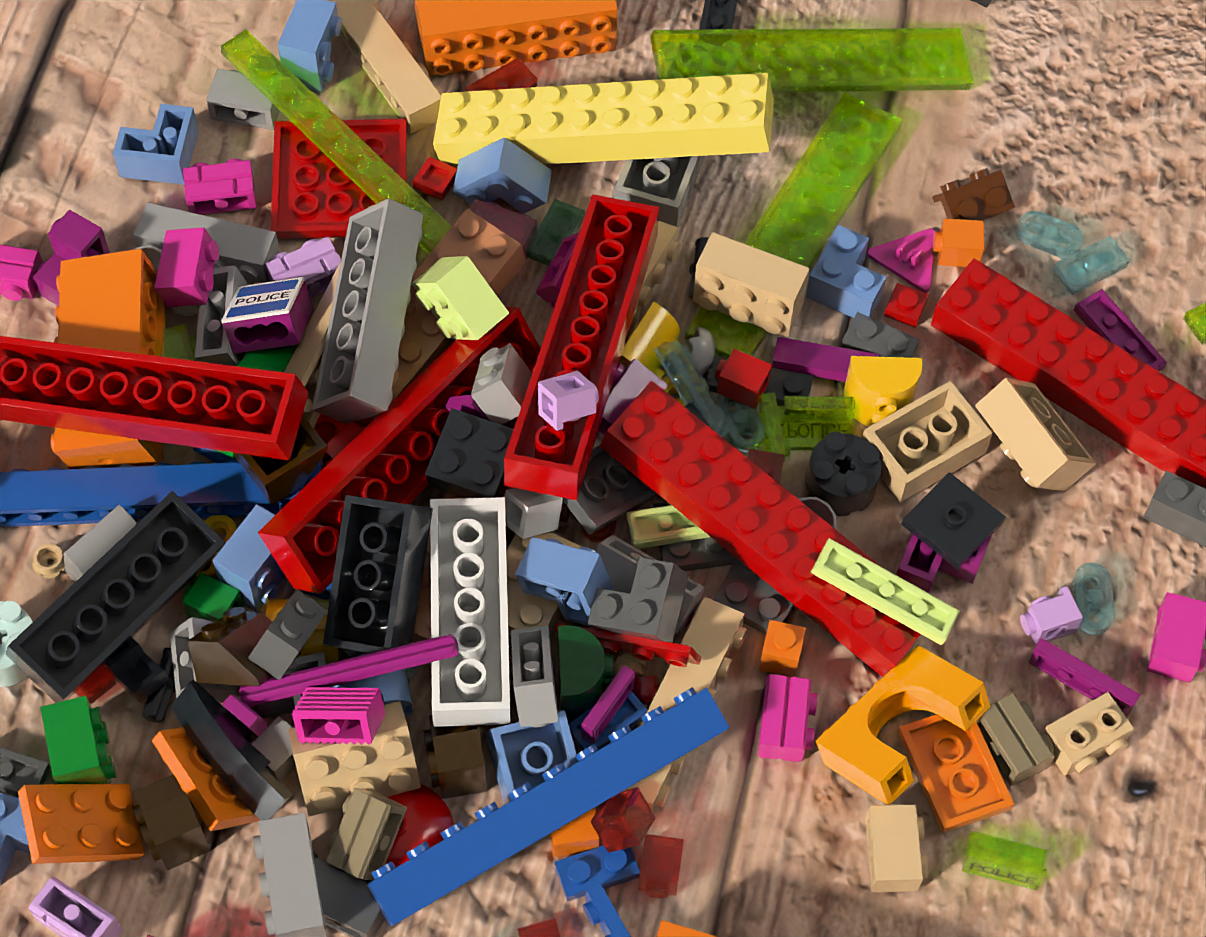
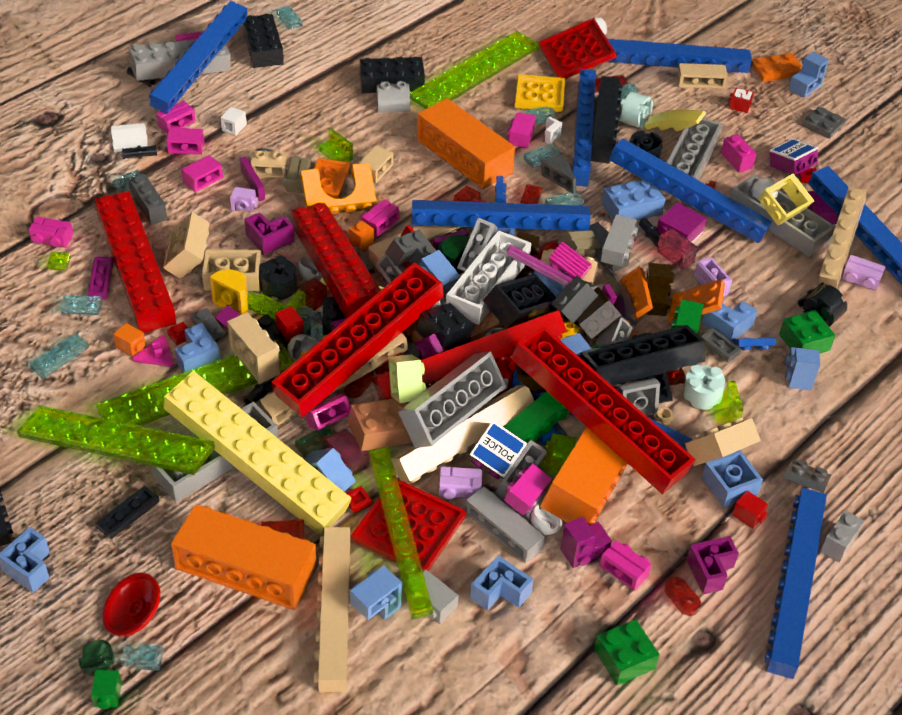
camera: 150 degrees left, 15 degrees down
(219, 187) = (477, 549): dark pink brick -> none
(501, 384) = (412, 339): light grey brick -> none
(566, 398) = (391, 280): lavender brick -> none
(885, 591) = (309, 214): yellowish green tile -> none
(953, 520) = (256, 226): black plate -> none
(977, 199) = (100, 358): reddish brown bracket -> none
(1035, 173) = (59, 356): none -> clear light blue plate
(1050, 234) = (84, 325): clear light blue plate -> none
(1094, 601) = (219, 200): clear light blue plate -> none

